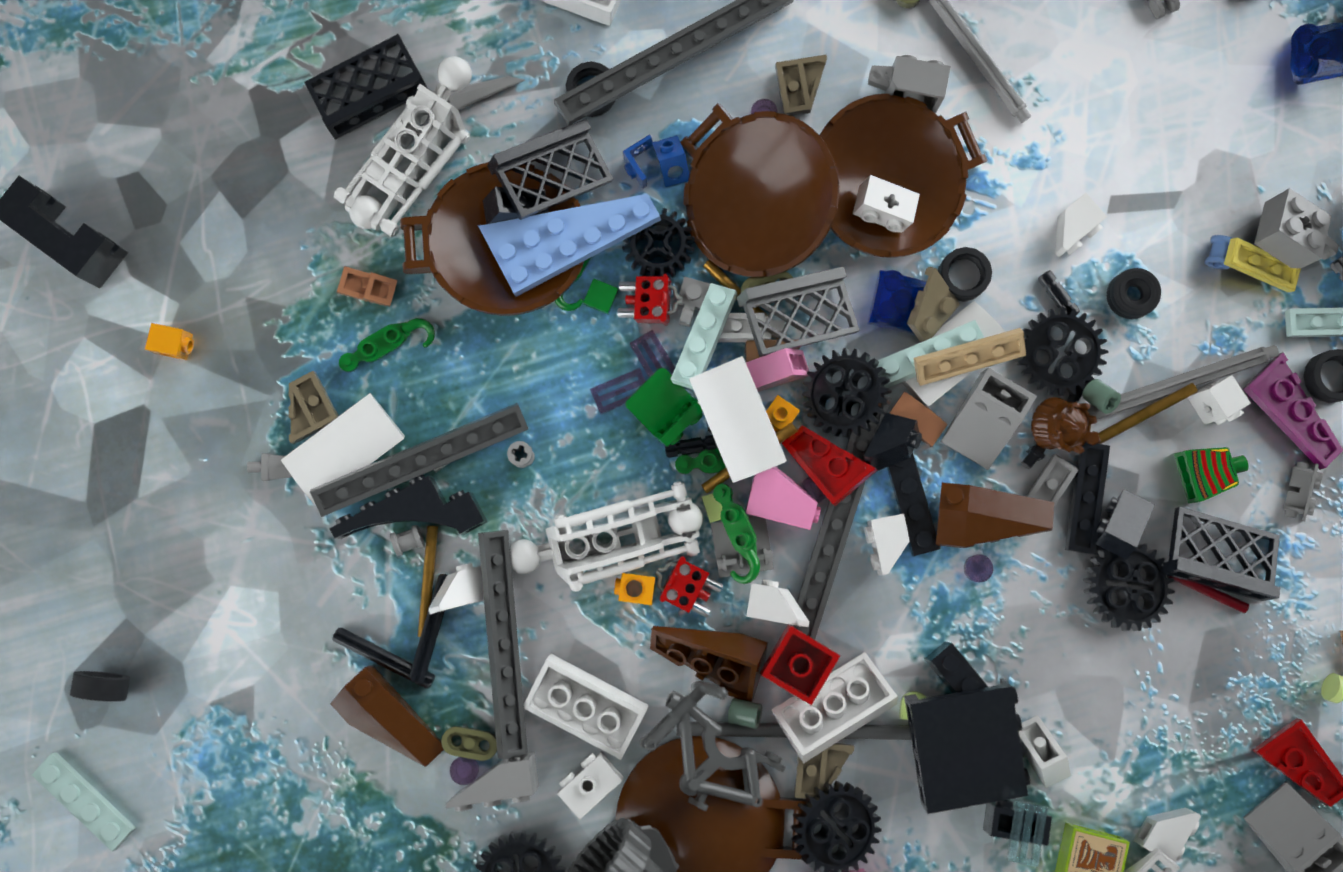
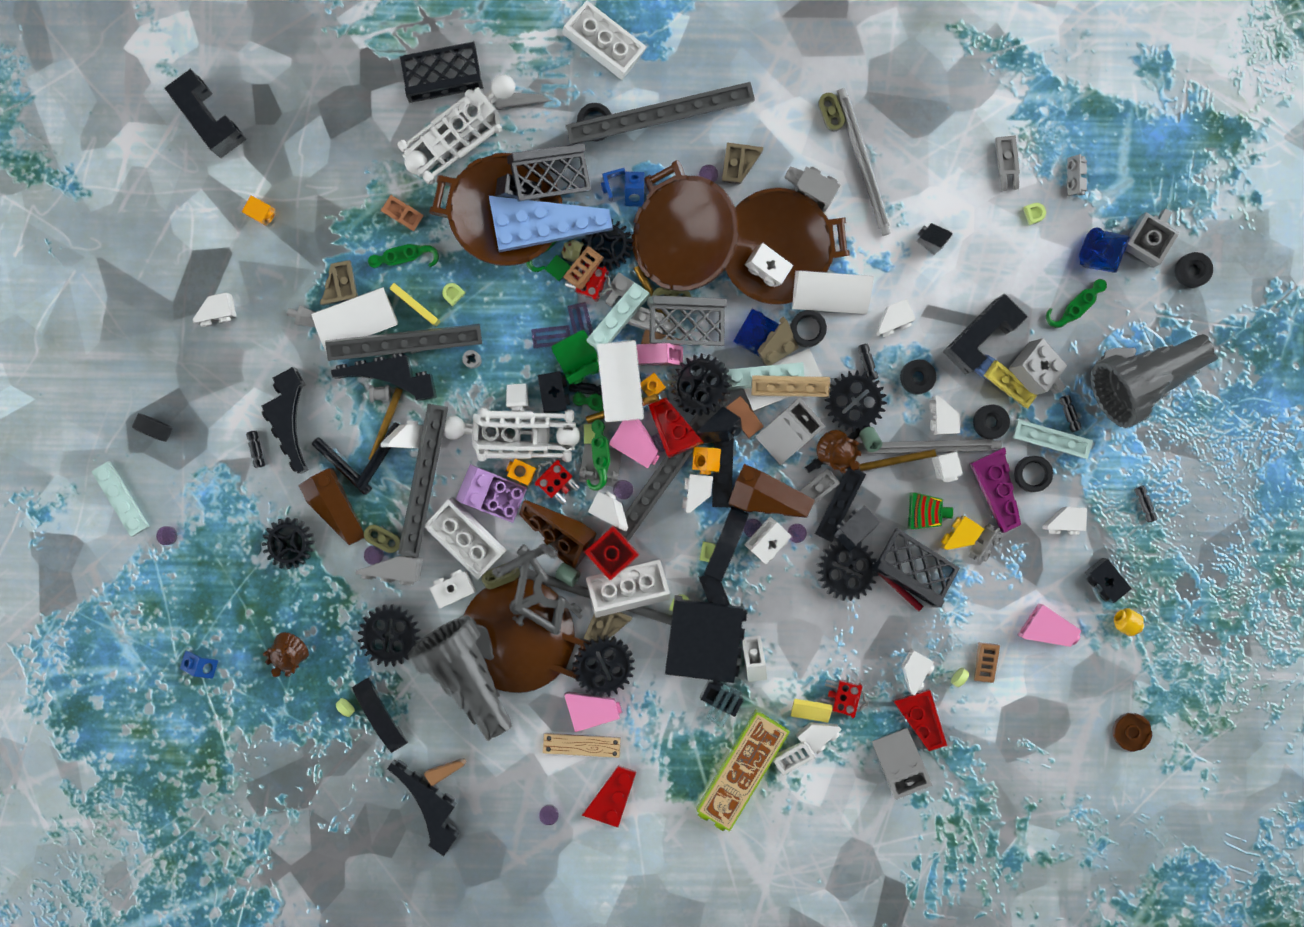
camera: 15 degrees right, 5 degrees up
(145, 493) = (215, 308): none -> white slope
(163, 833) = (166, 535): none -> clear purple tile
(255, 671) = (255, 449): none -> black axle
(281, 614) = (283, 414): none -> black arch
(316, 786) = (302, 552): none -> black gear
(420, 404) = (414, 304): none -> light yellow tile
(468, 373) = (452, 293): none -> yellowish green tile
(599, 487) = (517, 397): none -> white slope
(603, 632) = (491, 493): none -> lavender slope
(613, 266) = (572, 250): none -> olive rock
(628, 279) = (569, 276): none -> medium nougat slope
(633, 455) = (549, 402): none -> black brick
(642, 757) = (491, 581): none -> olive plate
(783, 569) = (623, 489): none -> clear purple tile
(876, 493) = (706, 460): none -> light orange brick
(930, 620) = (706, 551): none -> yellowish green tile
(954, 602) = (726, 544): none -> black slope
(981, 214) = (832, 292): none -> white slope
(1007, 578) = (772, 532): none -> white brick
(1040, 556) = (797, 532): none -> clear purple tile
(1094, 103) = (933, 237): none -> black slope
(1146, 800) = (811, 710): none -> light yellow tile
(1188, 336) = (945, 418): none -> white slope
(1196, 770) = (852, 697): none -> red piece
(1211, 34) = (1034, 213): none -> yellowish green tile
(1215, 179) = (1001, 314): none -> black piece
(1264, 312) = (1002, 421): none -> black tyre
(1268, 487) = (964, 533): none -> yellow slope
(1272, 698) = (915, 670): none -> white slope
(1312, 134) = (1078, 305): none -> green piece

